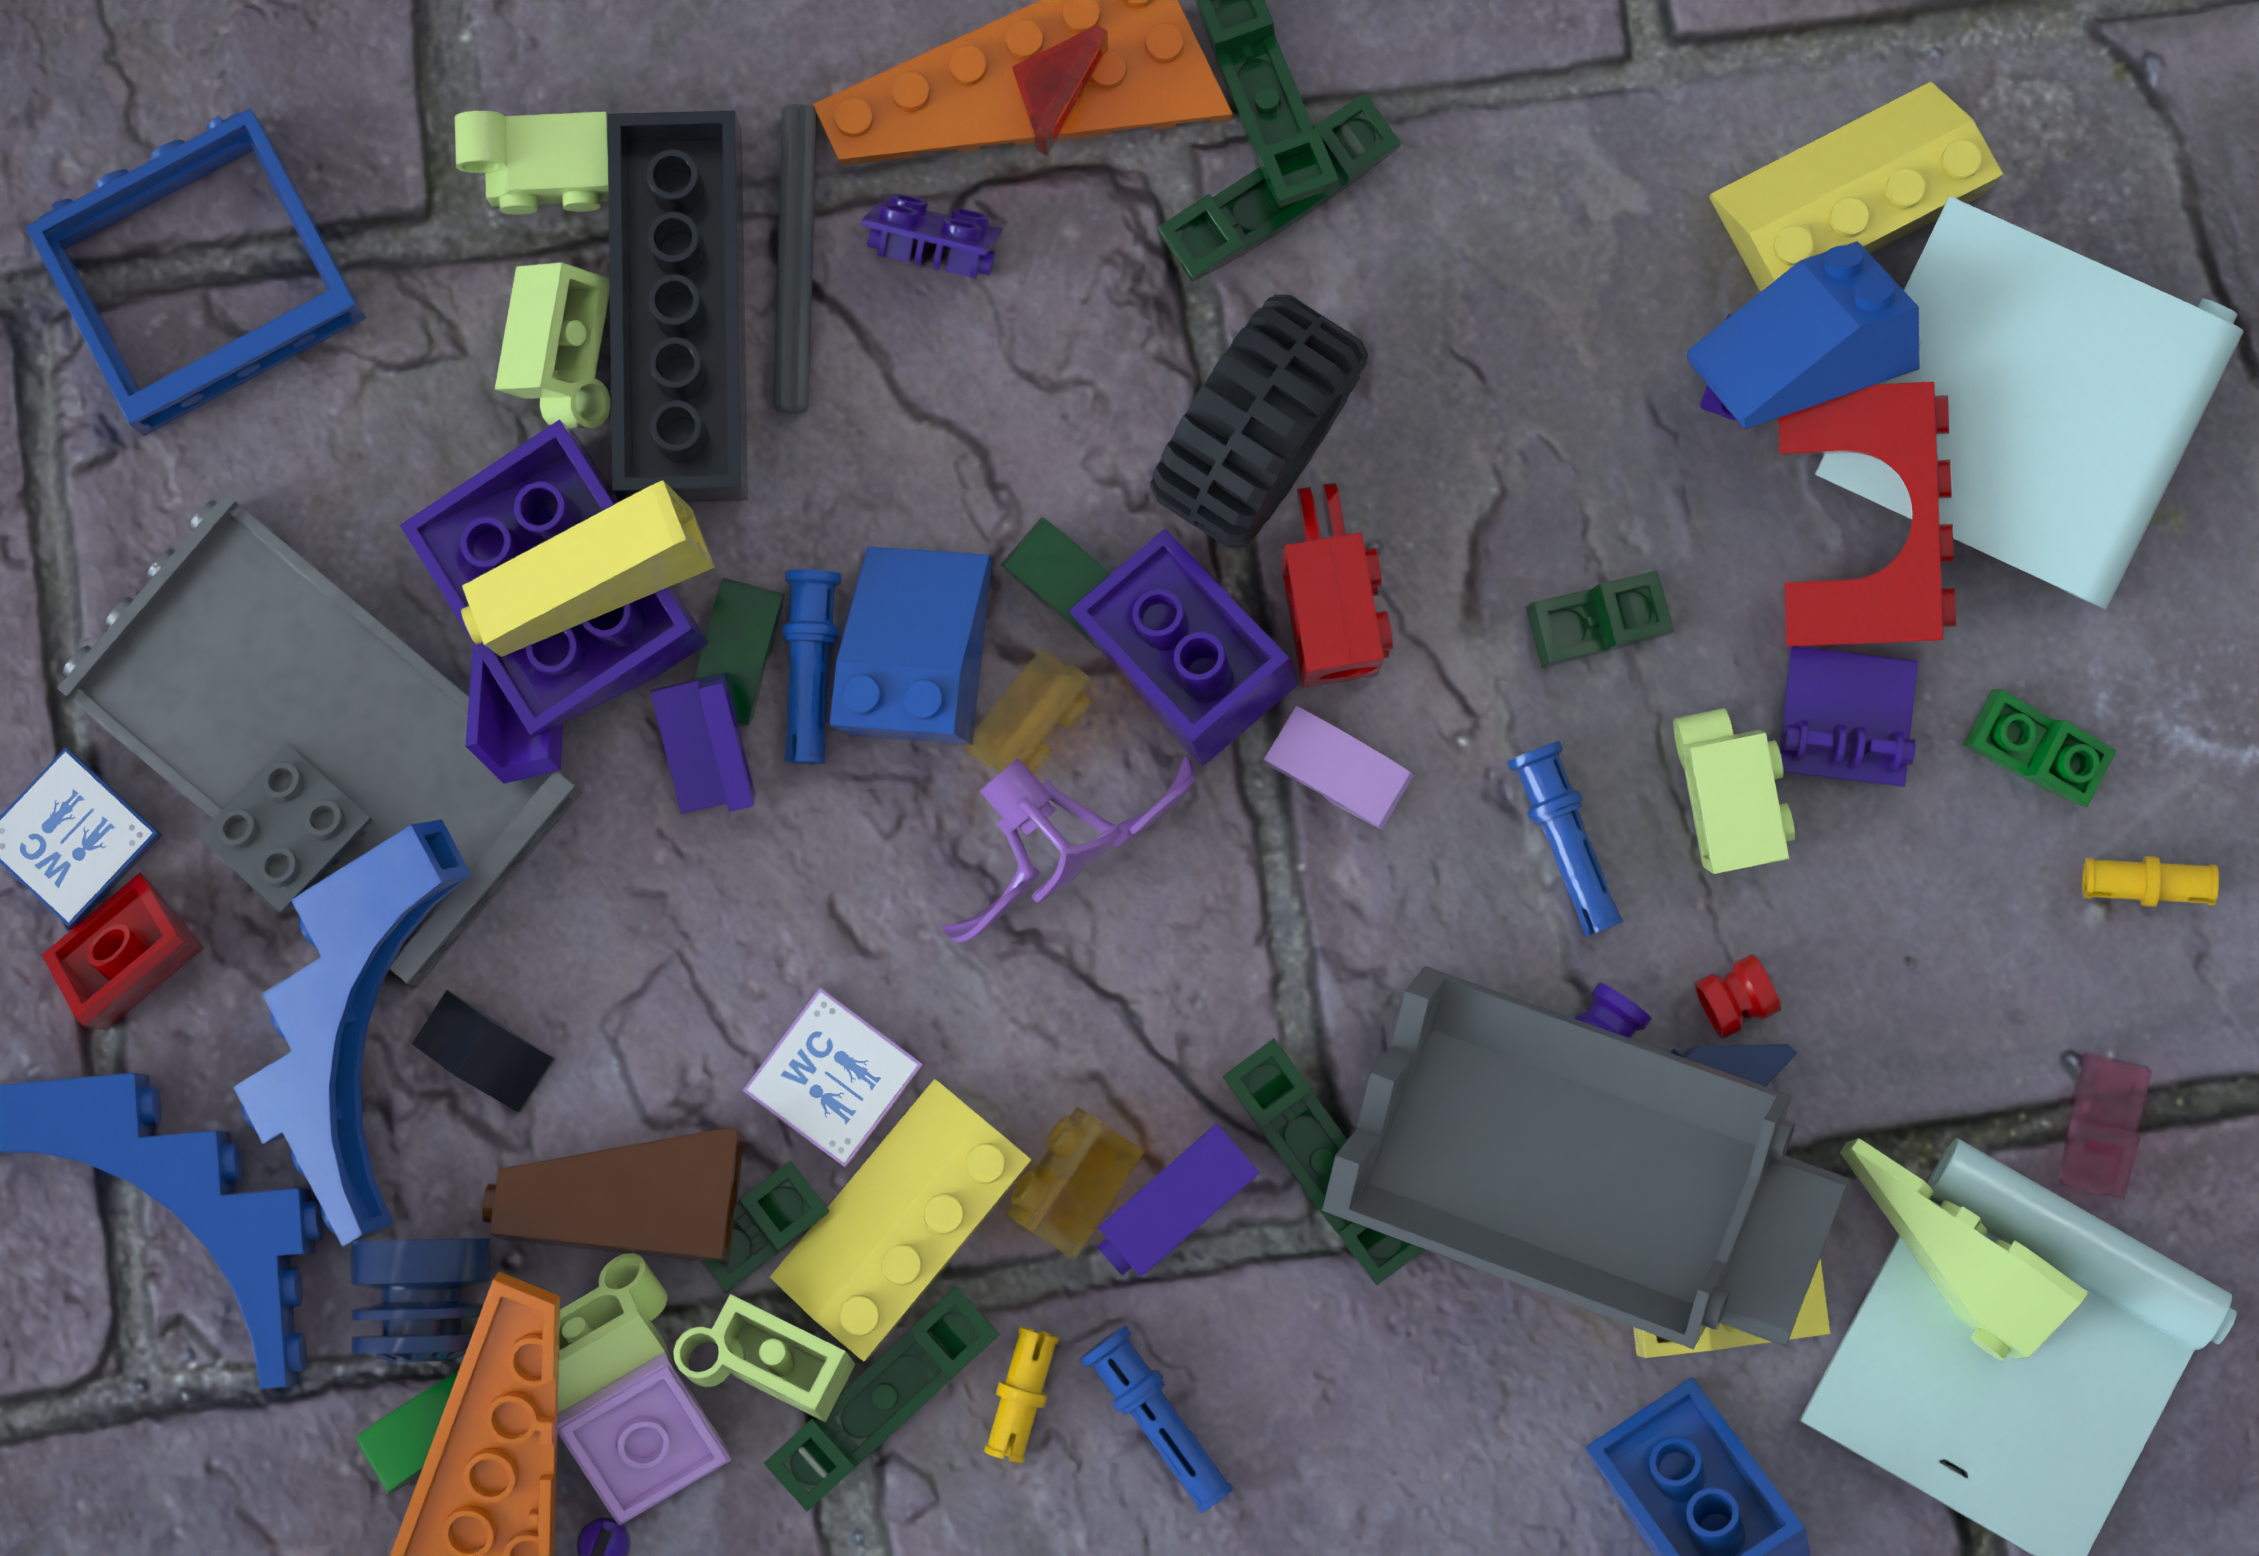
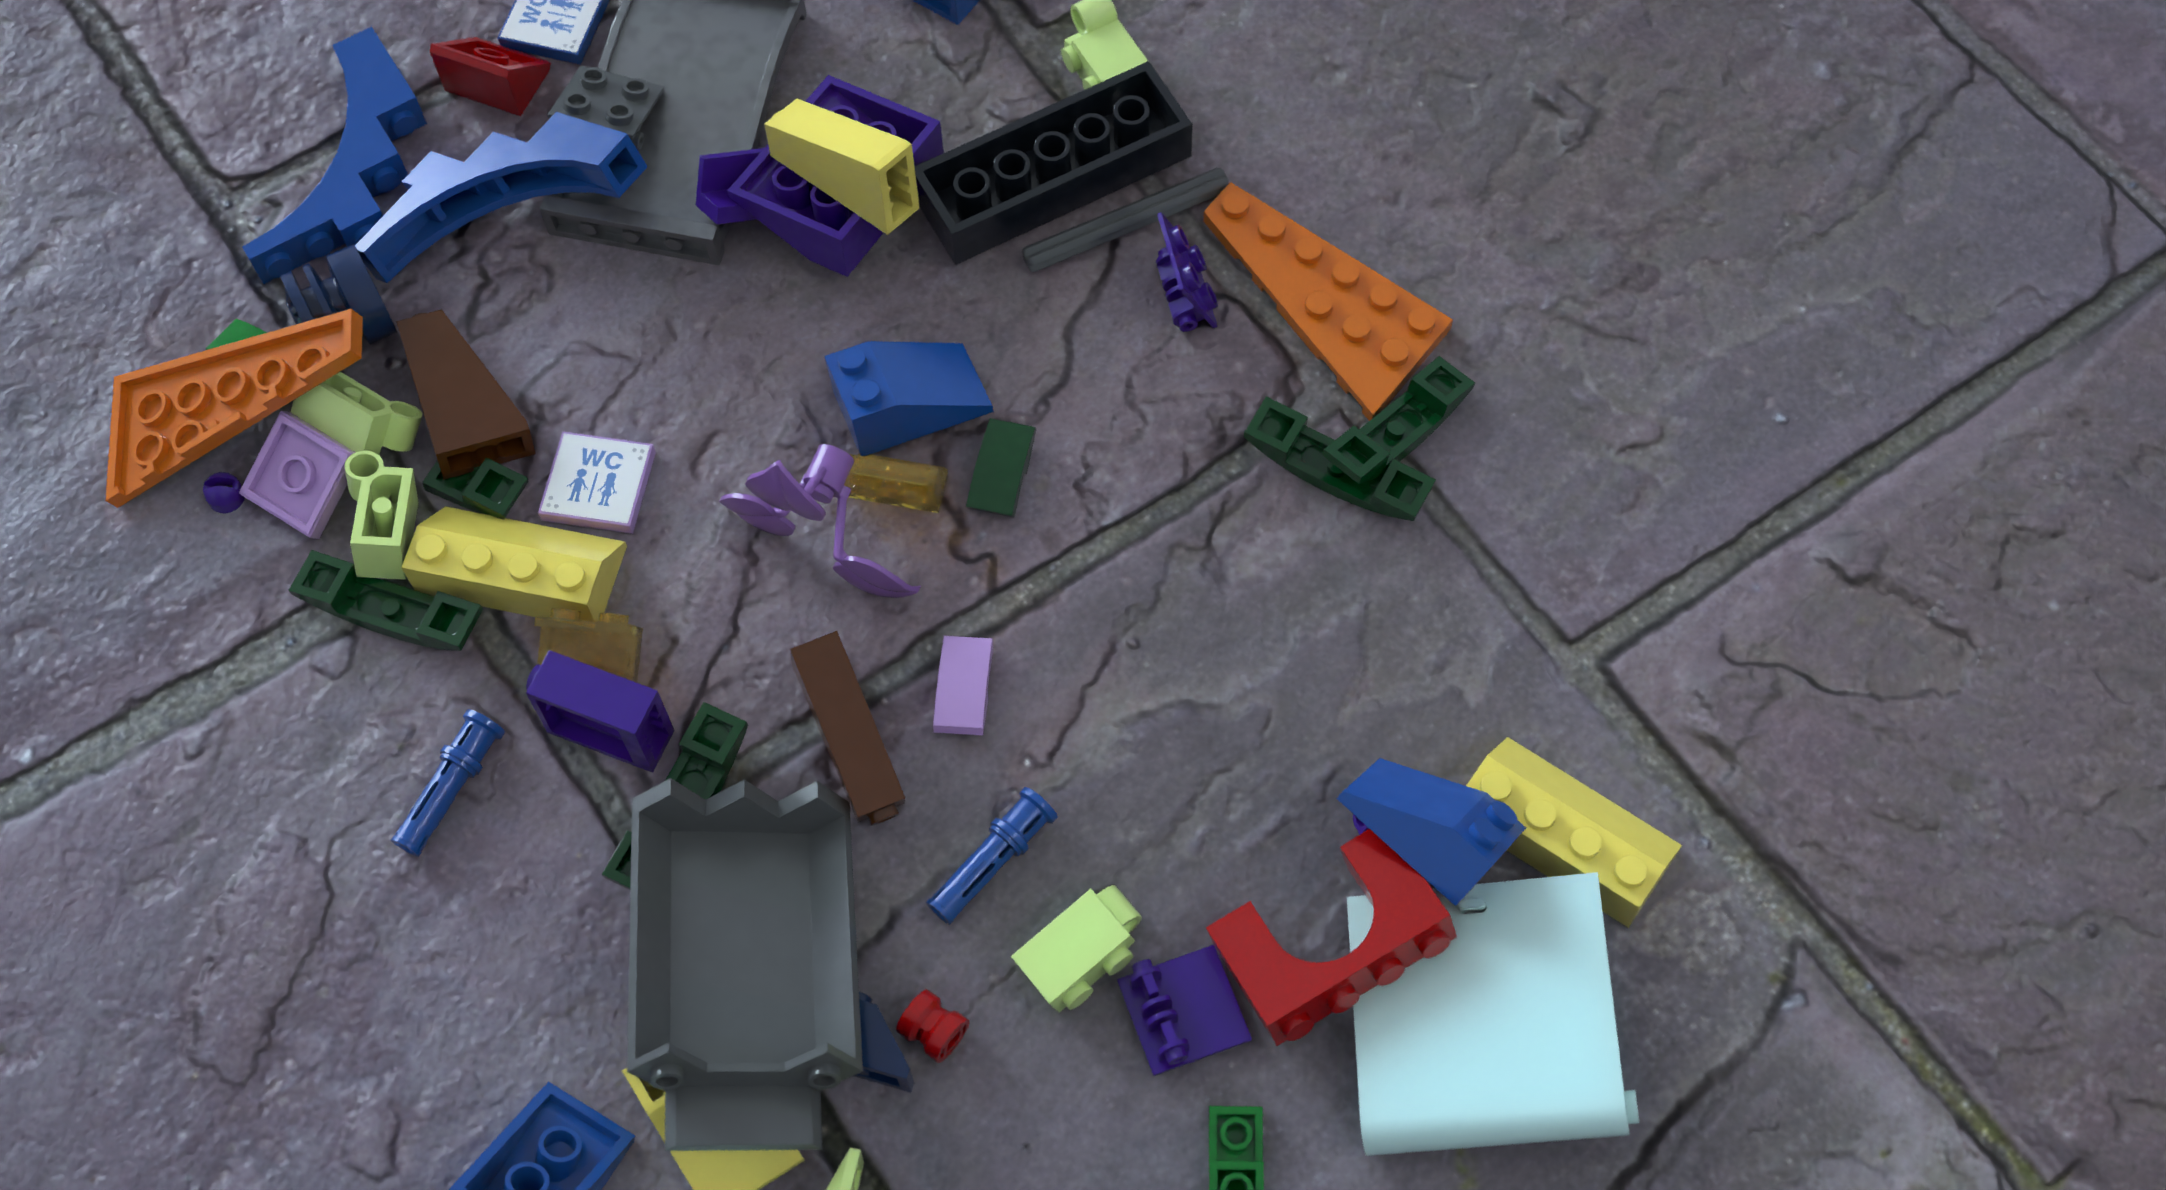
camera: 65 degrees right, 20 degrees down
(482, 1052) = (519, 283): black slope -> none
(556, 343) = (993, 105): yellowish green hinge -> none
(703, 744) = (781, 308): dark purple panel -> none
(741, 641) = (859, 296): dark green slope -> none
(810, 637) = (897, 327): blue pin -> none
(1021, 1394) = (427, 689): yellow pin -> none
(1055, 82) = (1324, 299): clear red slope -> none
(1185, 647) = (990, 548): dark purple slope -> none
(1258, 420) = (1162, 494): black tyre -> none
(1331, 598) = (1073, 612): red brick -> none
(1334, 925) = (848, 728): none -> reddish brown slope
(1599, 619) = (1160, 806): dark green slope -> none
(1614, 1012) = (875, 945): dark purple wheel -> none

